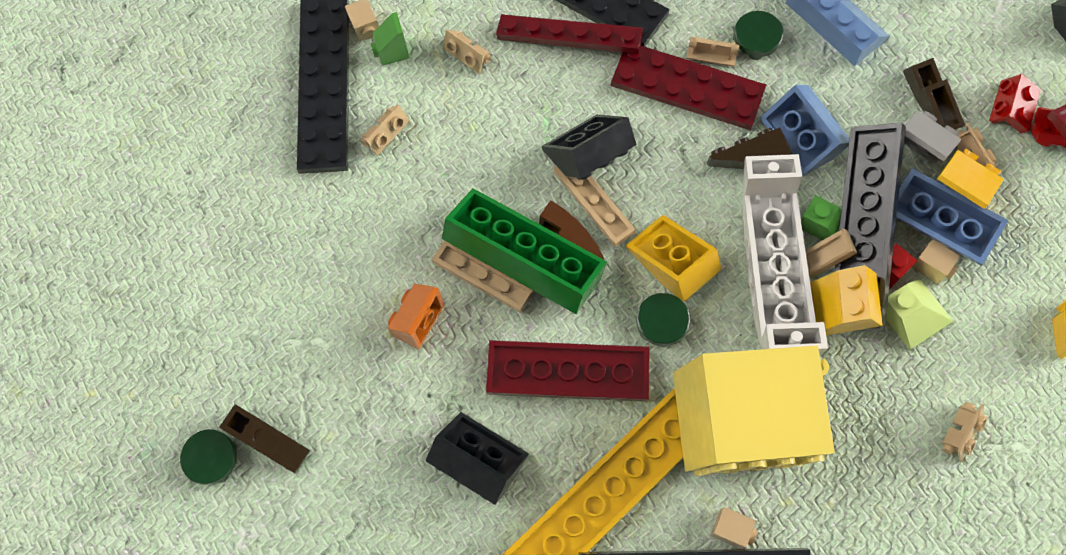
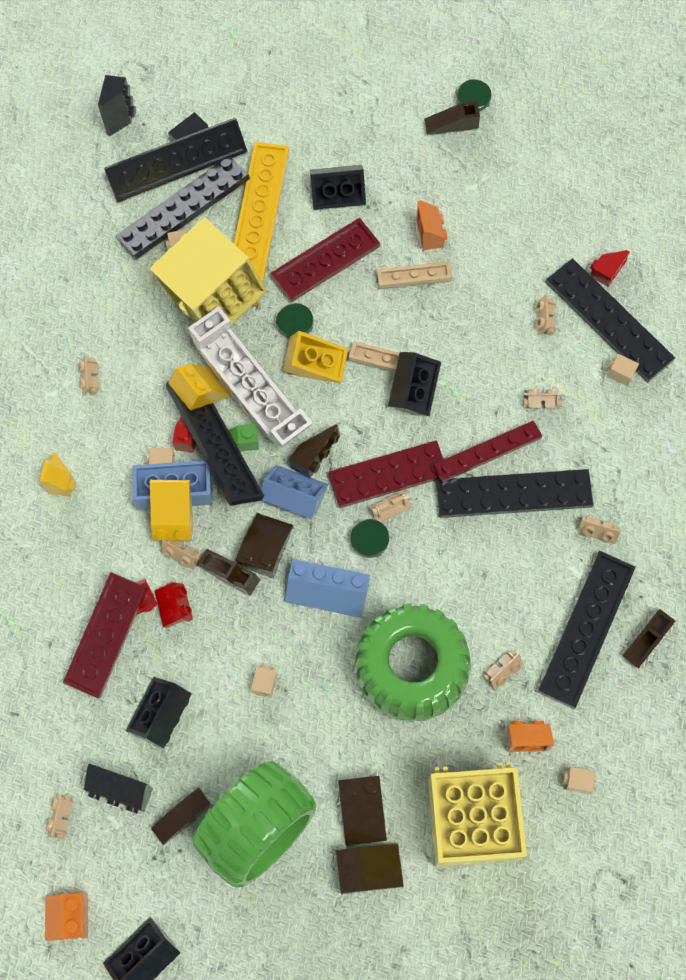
camera: 140 degrees right, 0 degrees up
(269, 130) = (608, 266): none -> red slope
(390, 41) = (589, 365): bright green slope -> none
(523, 250) = (400, 295): green brick -> none
(564, 224) = (382, 329): reddish brown slope -> none
(829, 252) = (227, 416): tan tile -> none
(878, 94) = (264, 545): none -> dark brown slope
(915, 313) = (156, 423): yellowish green slope -> none
(930, 138) = (212, 528): light grey slope -> none

